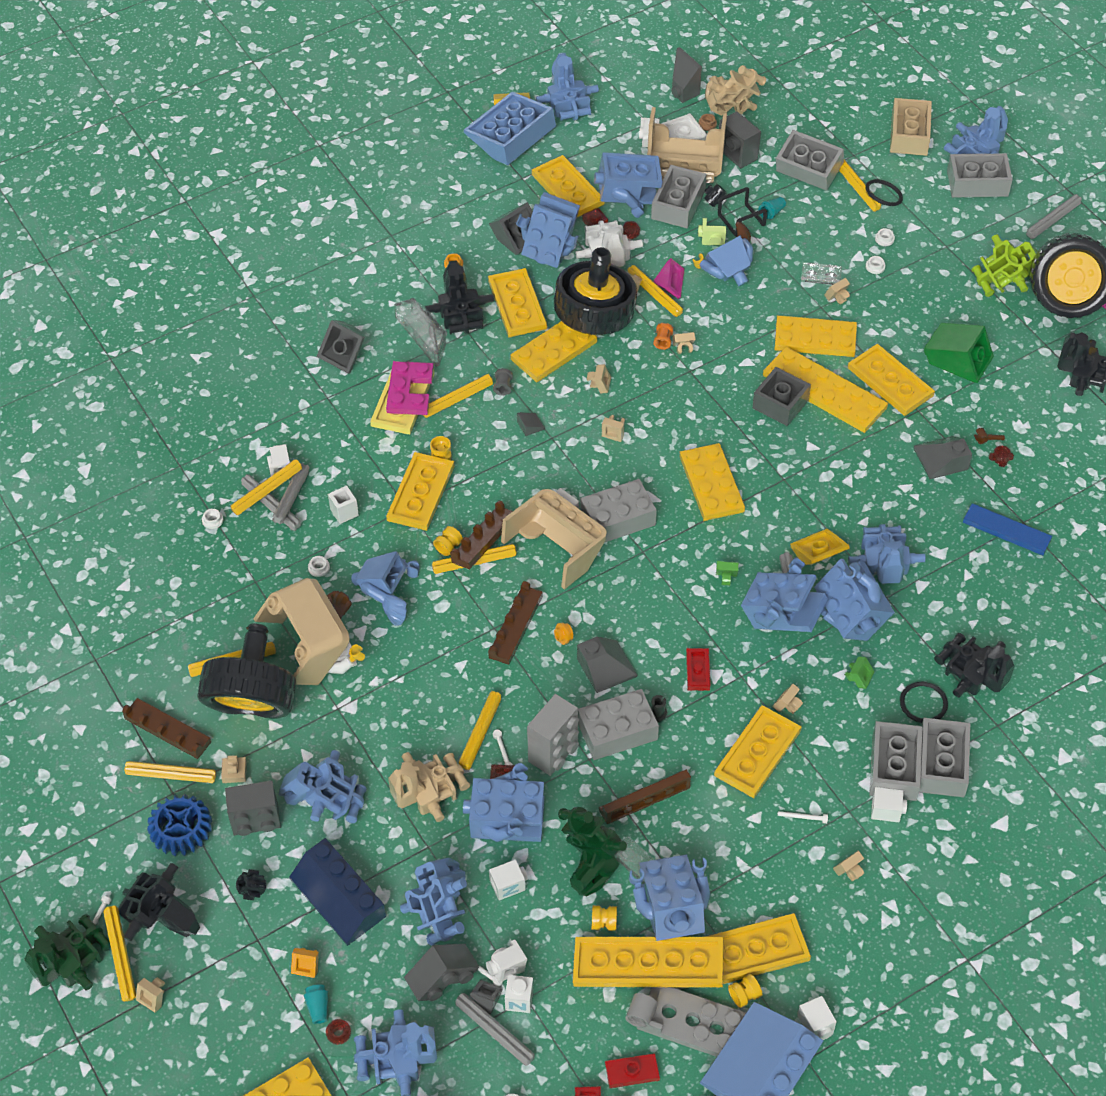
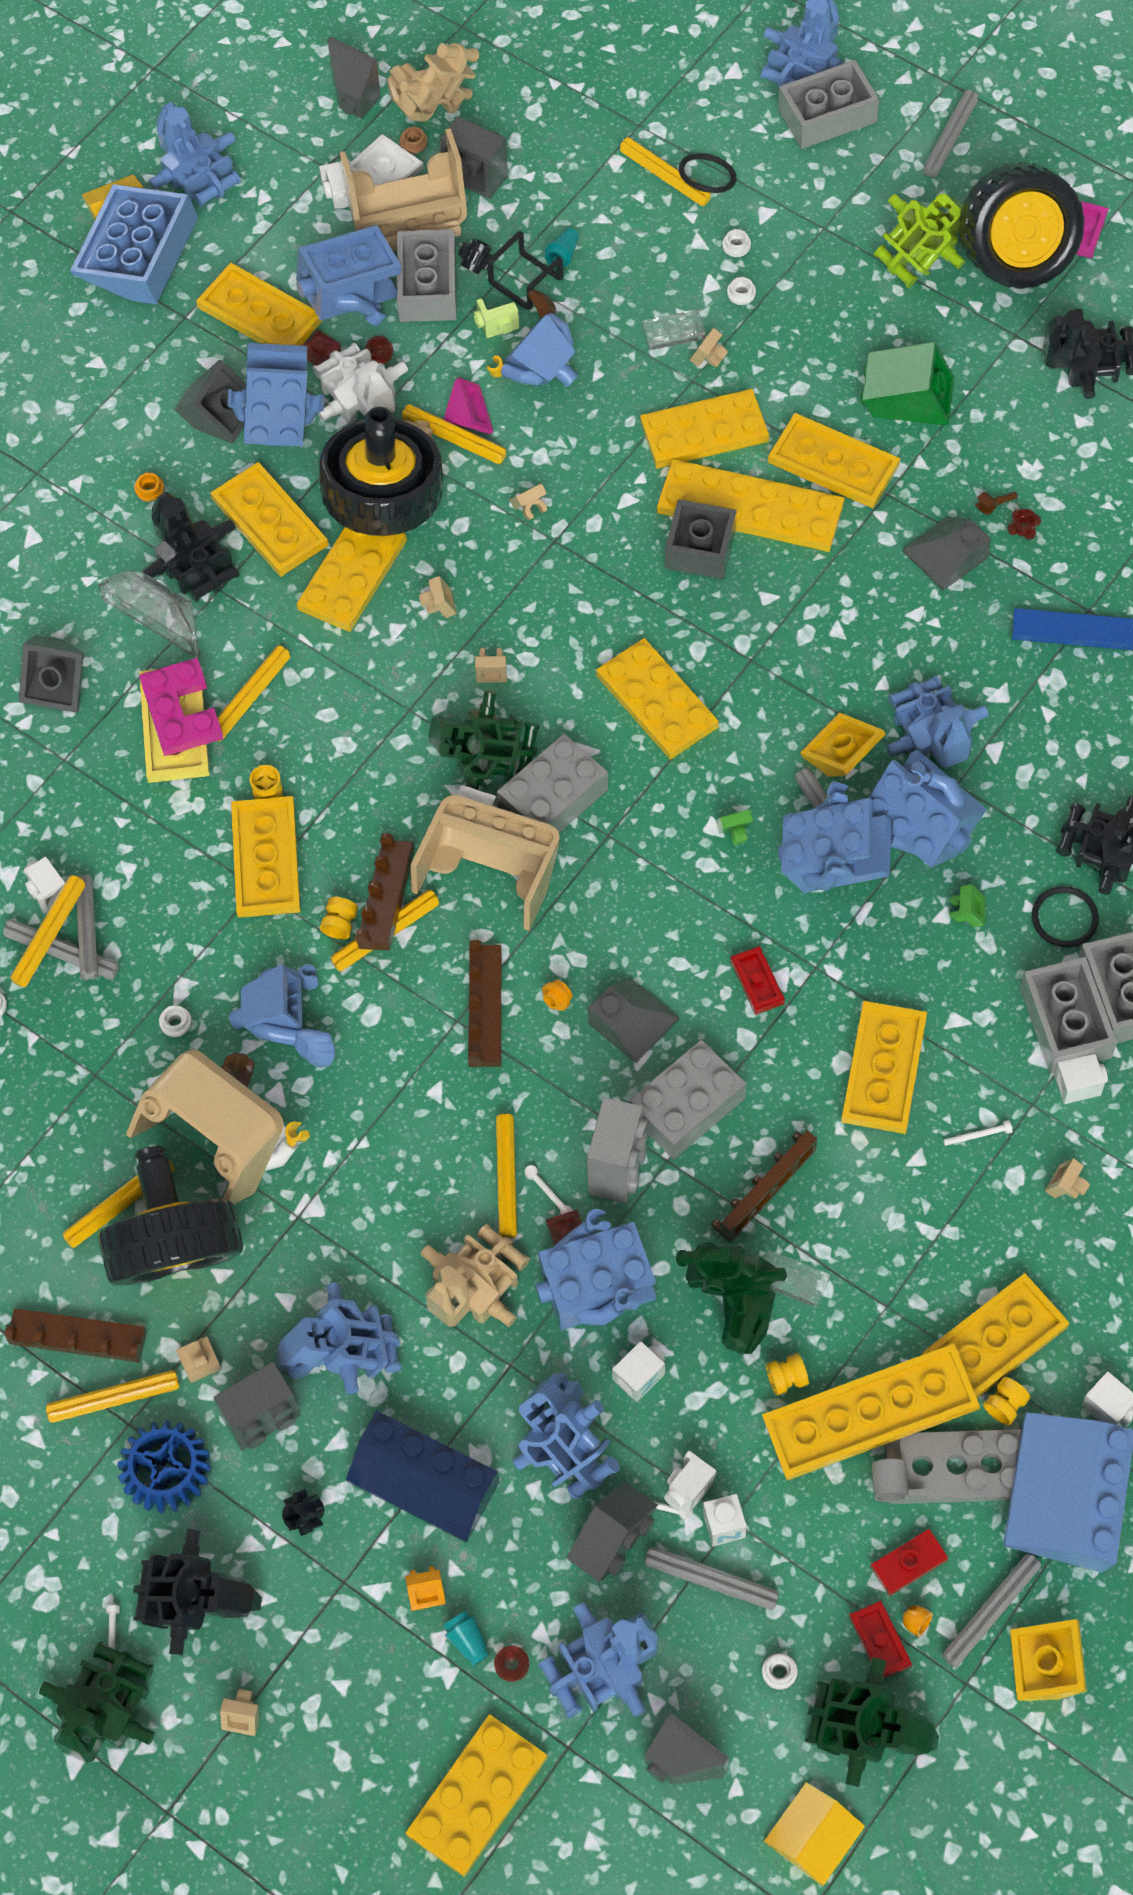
camera: 20 degrees left, 10 degrees up
(119, 953) = (172, 1677): yellow axle -> none
(343, 504) = (169, 918): white brick -> none
(486, 995) = (680, 1537): dark grey slope -> none
(502, 385) = (305, 649): dark grey bush -> none
(529, 423) = (369, 699): dark grey slope -> none
(586, 467) = (484, 742): none -> dark green piece
(658, 707) = (732, 1053): pearl dark grey pin -> none
(664, 332) = (498, 502): orange bush -> none
(672, 896) = (867, 1313): medium blue torso -> none
(788, 700) = (893, 980): tan tile -> none
(809, 160) = (586, 157): light grey brick -> none
(910, 126) = (703, 57): tan brick -> none

